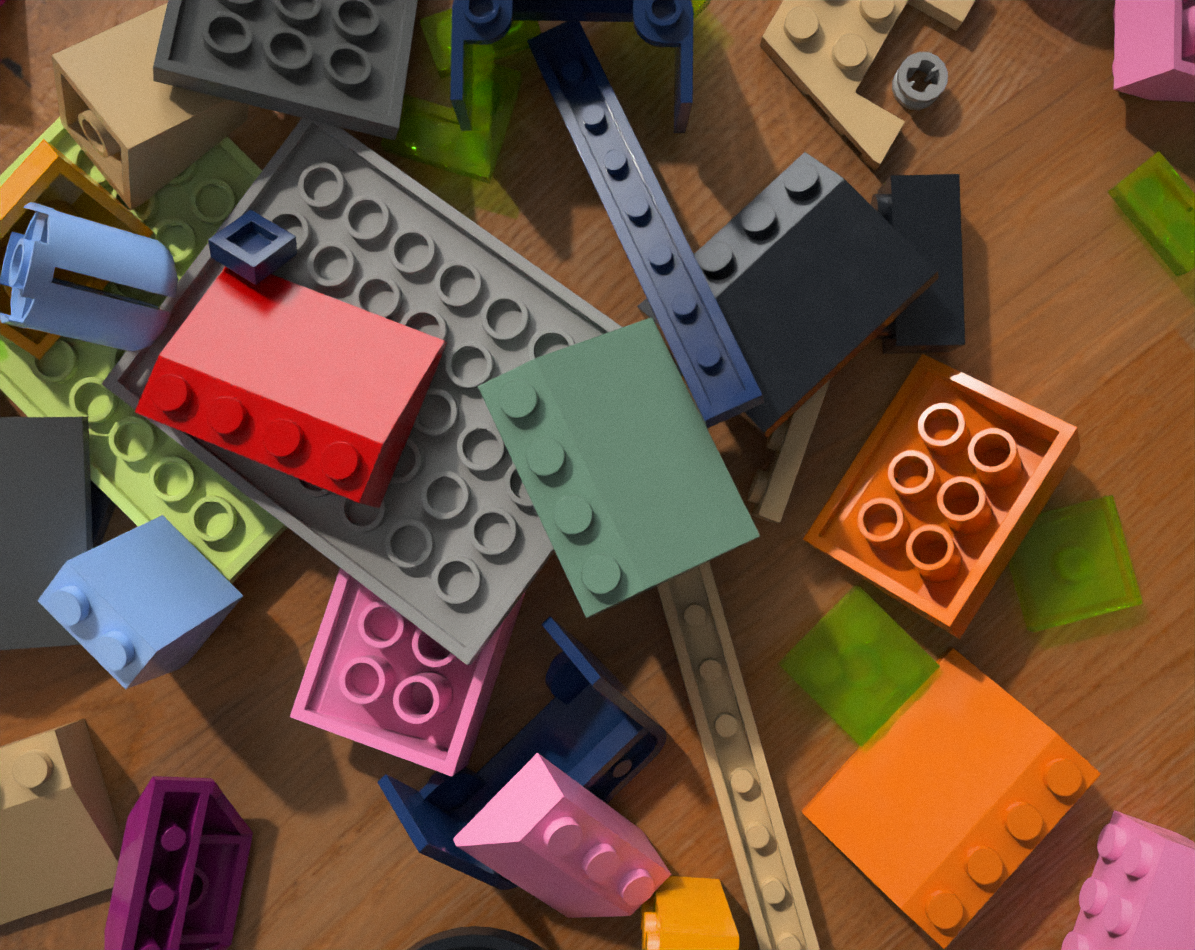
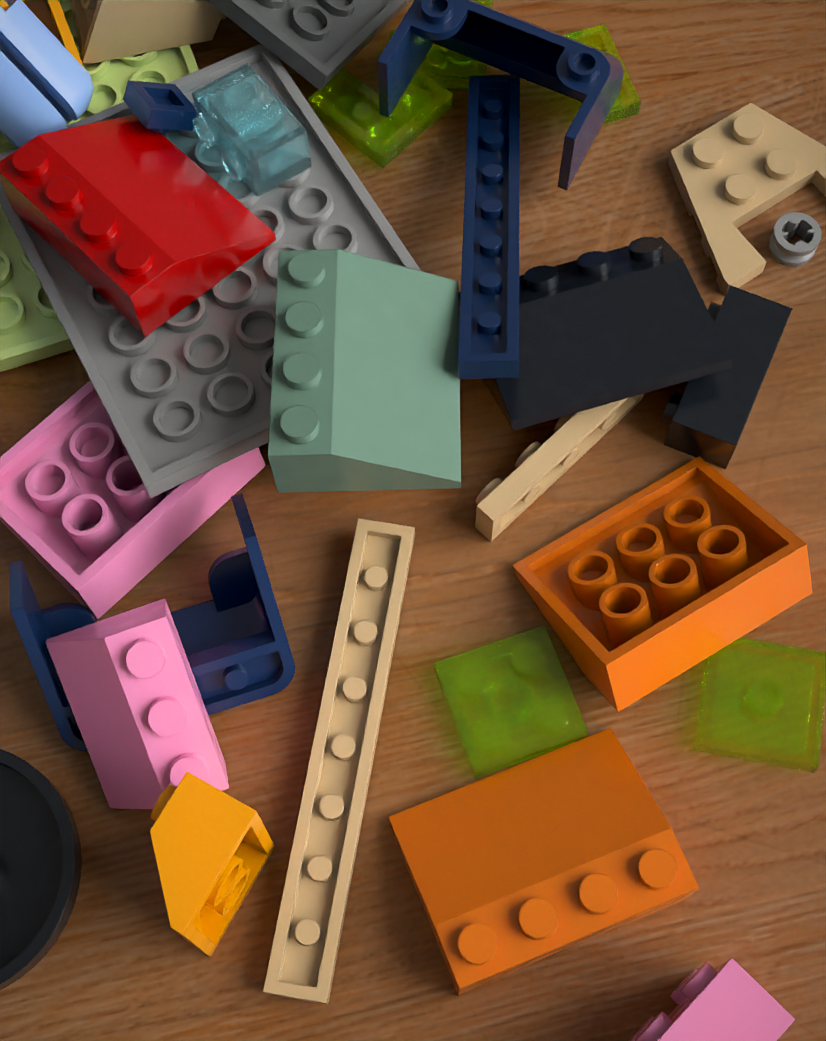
camera: 30 degrees right, 20 degrees down
(361, 235) = (251, 130): none -> clear light blue brick

